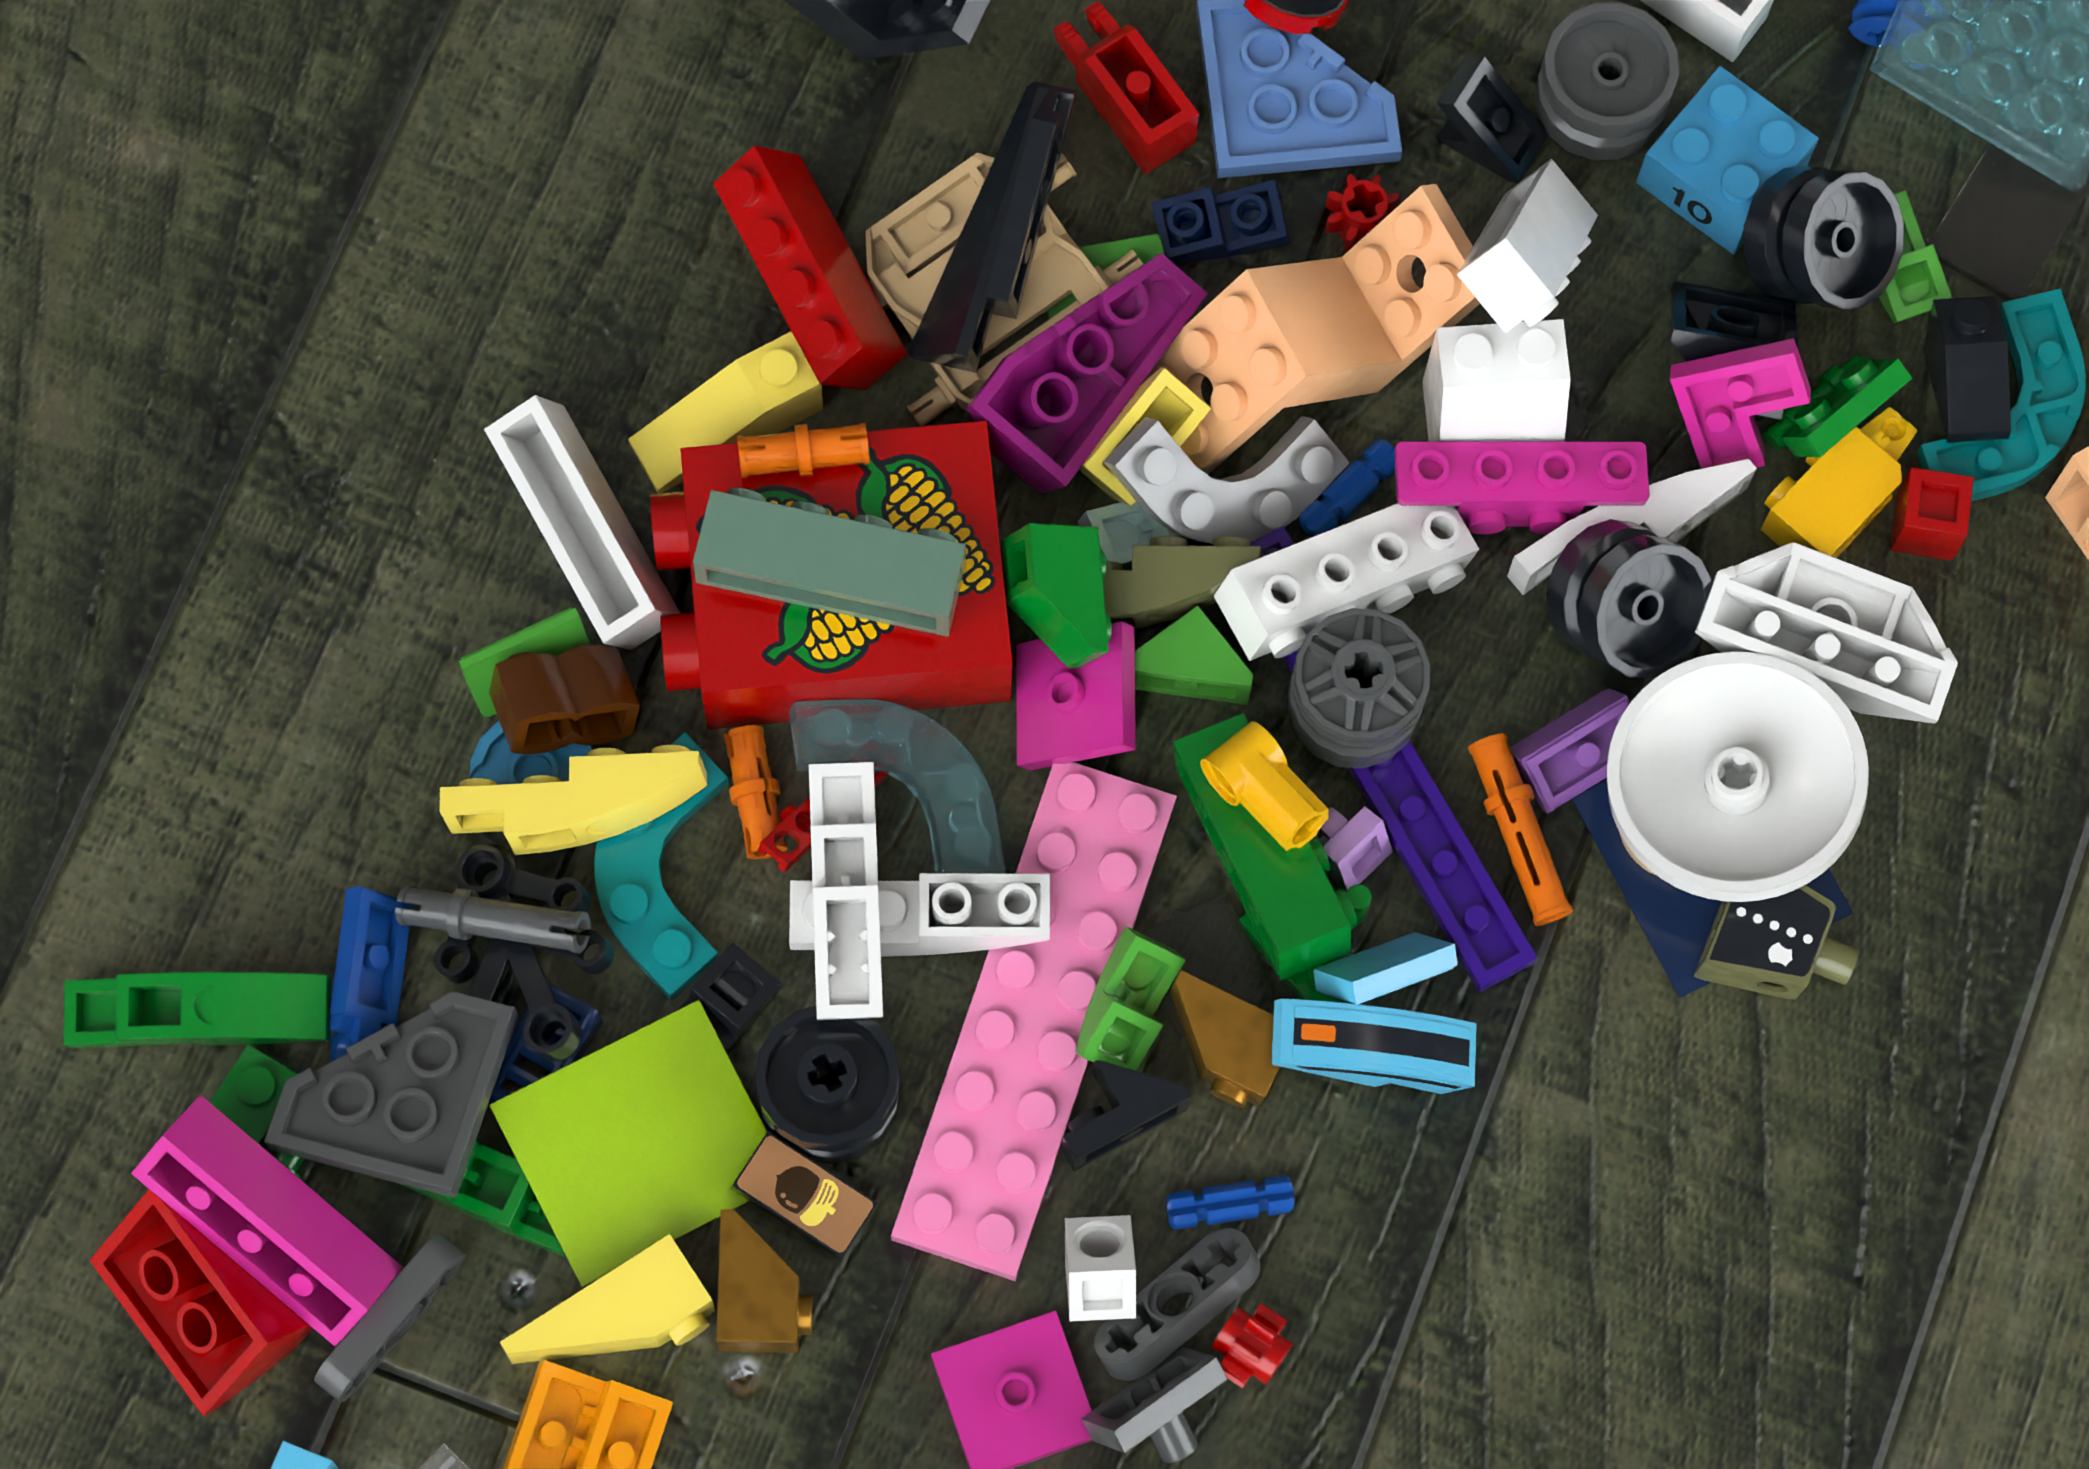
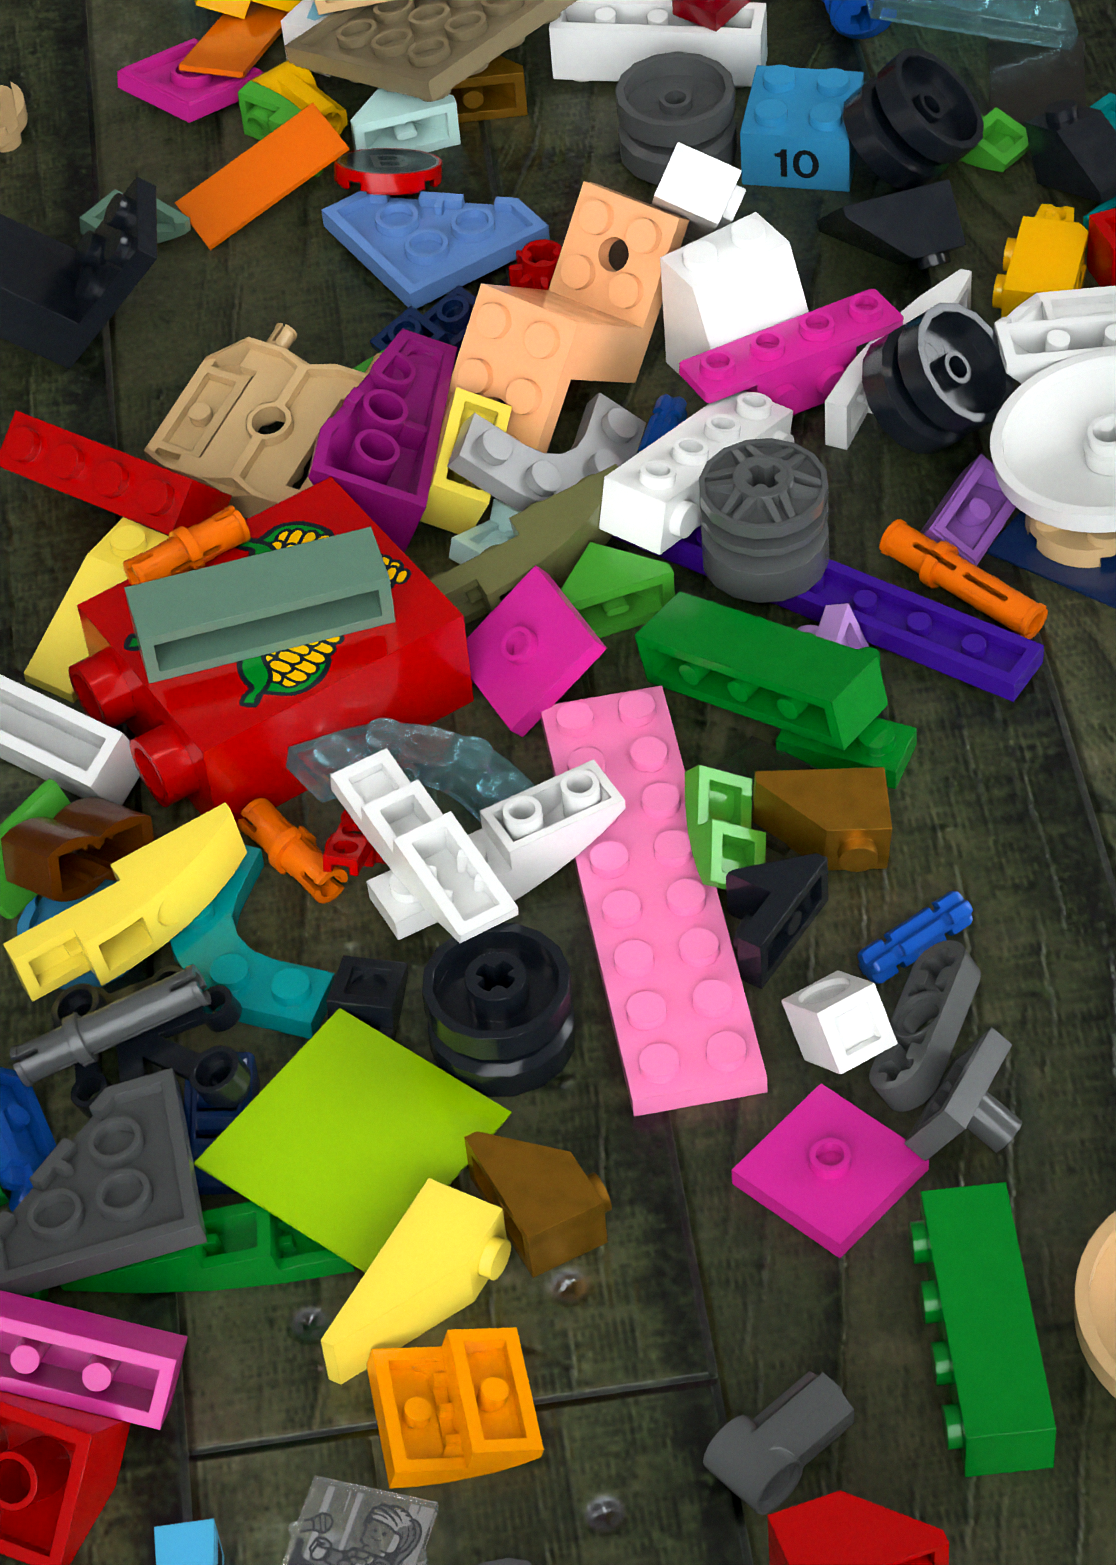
camera: 20 degrees left, 25 degrees down
(390, 1318) = (199, 1393): dark grey beam -> none
(804, 1195) = (534, 1109): medium nougat tile -> none
(1000, 235) = (259, 388): black wedge -> none
(1057, 588) = (469, 556): green slope -> none
(1130, 89) = (305, 275): red hinge -> none
(1252, 1345) = (1016, 1015): red gear -> none
(1256, 774) = (721, 601): yellow piece -> none
(1374, 1045) = (959, 753): medium azure slope -> none
(1385, 968) = (925, 702): medium azure tile -> none
(1489, 121) = (588, 160): black slope -> none
(1727, 390) = (912, 224): dark pink plate -> none
(1837, 405) = (1002, 213): green plate -> none

